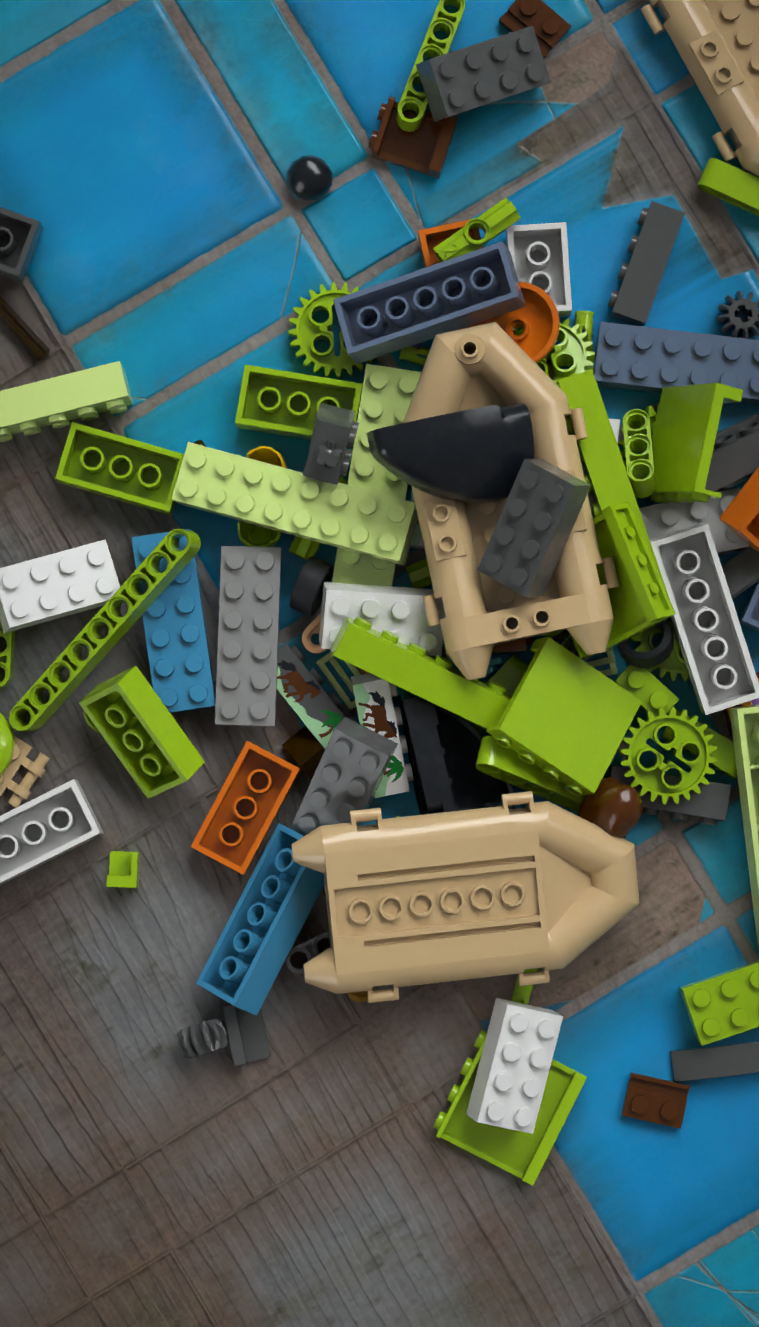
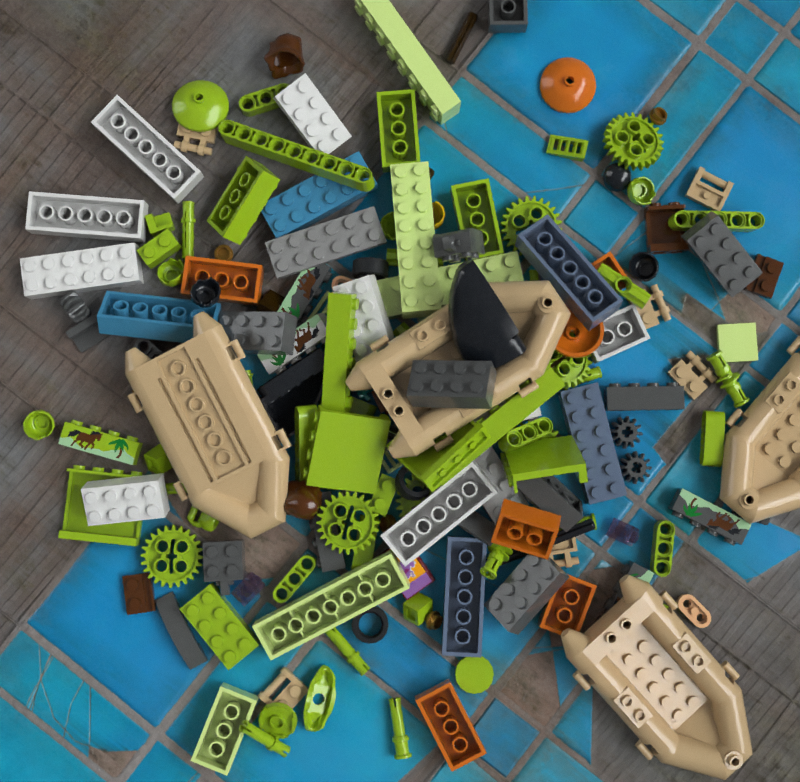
camera: 60 degrees right, 0 degrees up
(74, 972) = (86, 216): none -> white brick
(143, 830) = (188, 228): none -> lime pin
(147, 216) = (565, 96): none -> orange dish
(151, 1010) = (81, 271): none -> white brick
(162, 883) = (159, 249): none -> lime brick
(203, 793) = (223, 252): none -> pearl gold plate
(204, 879) = (171, 272): none -> lime hair
(243, 83) = (658, 116): none -> pearl gold plate
(253, 229) = (565, 154): none -> lime slope
(258, 114) = (633, 134): none -> lime gear
(259, 835) = (205, 292): none -> black hair
(345, 151) = (641, 191): none -> lime hair
(355, 1155) = (38, 424): none -> lime hair
(383, 61) = (707, 195): none -> tan plate
(416, 1075) = (100, 443): none -> brick
(457, 190) = (643, 266): none -> black hair
(472, 998) = (157, 460): none -> lime panel
(530, 210) = (648, 314): none -> tan plate
(586, 964) = (204, 521): none -> lime piece
(616, 99) = (737, 342): none -> yellowish green tile
(630, 1005) = (154, 555): none -> lime gear
(638, 193) = (686, 377): none -> tan plate
(658, 958) = (224, 563): none -> dark grey hinge
(664, 133) = (728, 379): none -> lime piece
(688, 701) = (387, 522): none -> pearl gold plate
(696, 307) = (622, 425): none -> dark grey gear
(708, 938) = (248, 589): none -> clear purple bracket
(731, 873) = (291, 587): none -> lime beam

